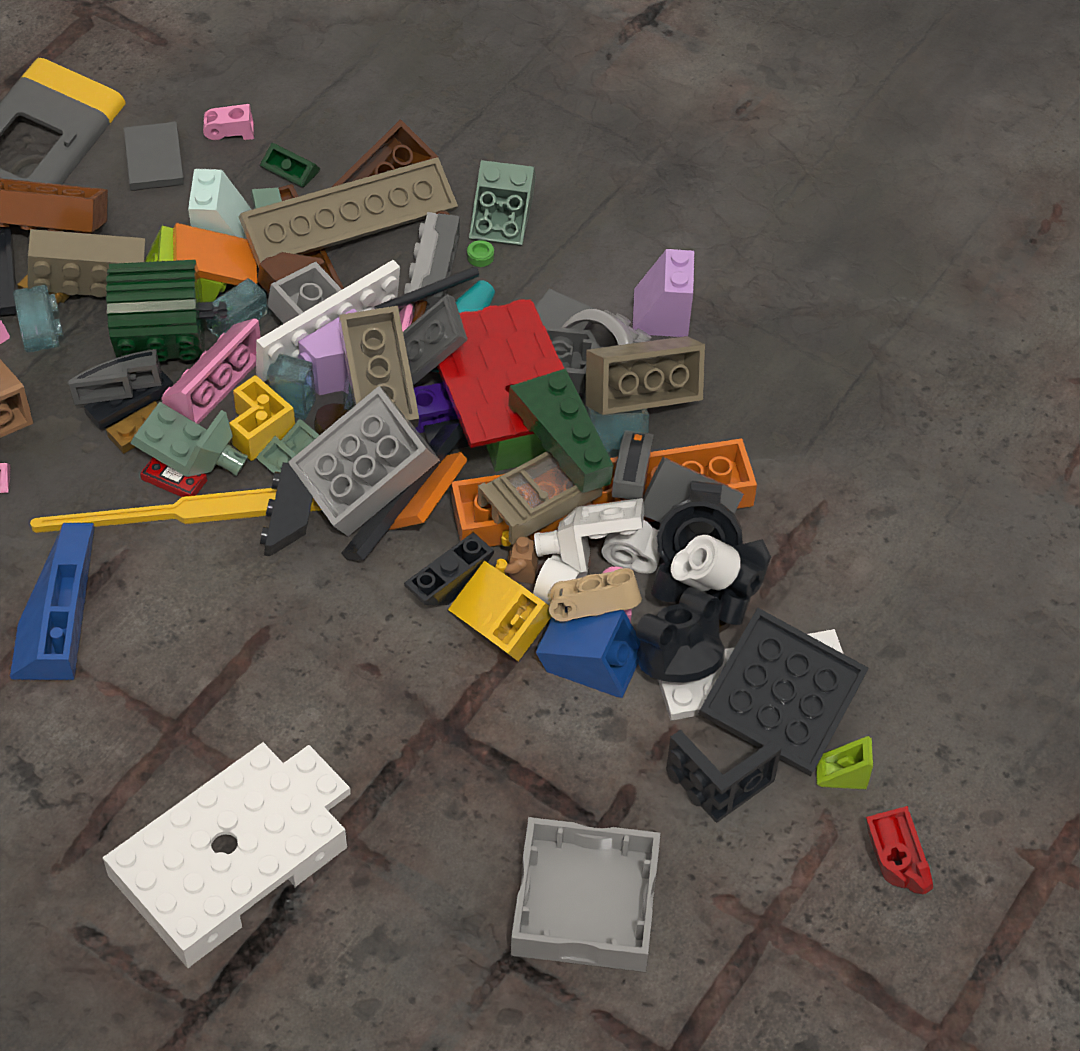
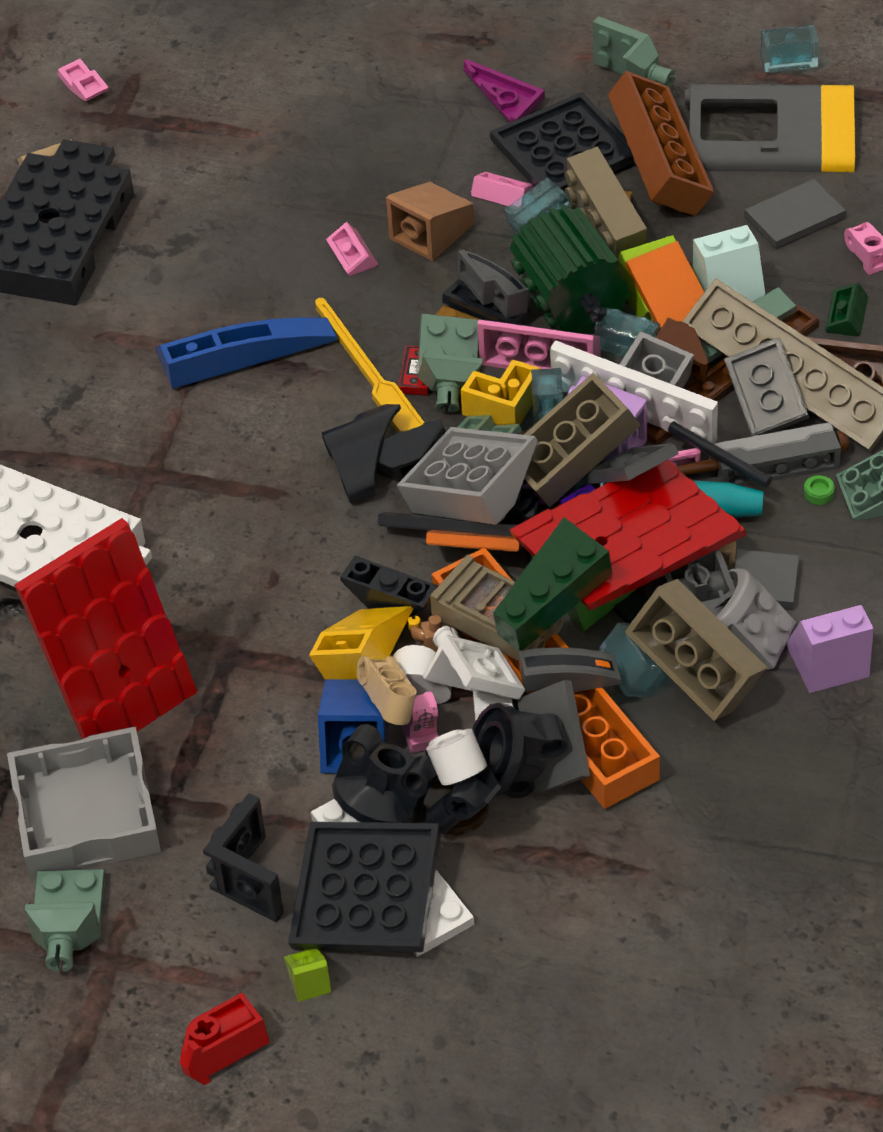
camera: 75 degrees right, 5 degrees down
(257, 538) = (357, 449): none -> black panel
(362, 236) = (766, 388): none -> tile
(446, 798) = (106, 634): none -> red piece
(709, 945) = (66, 913): none -> sand green plate

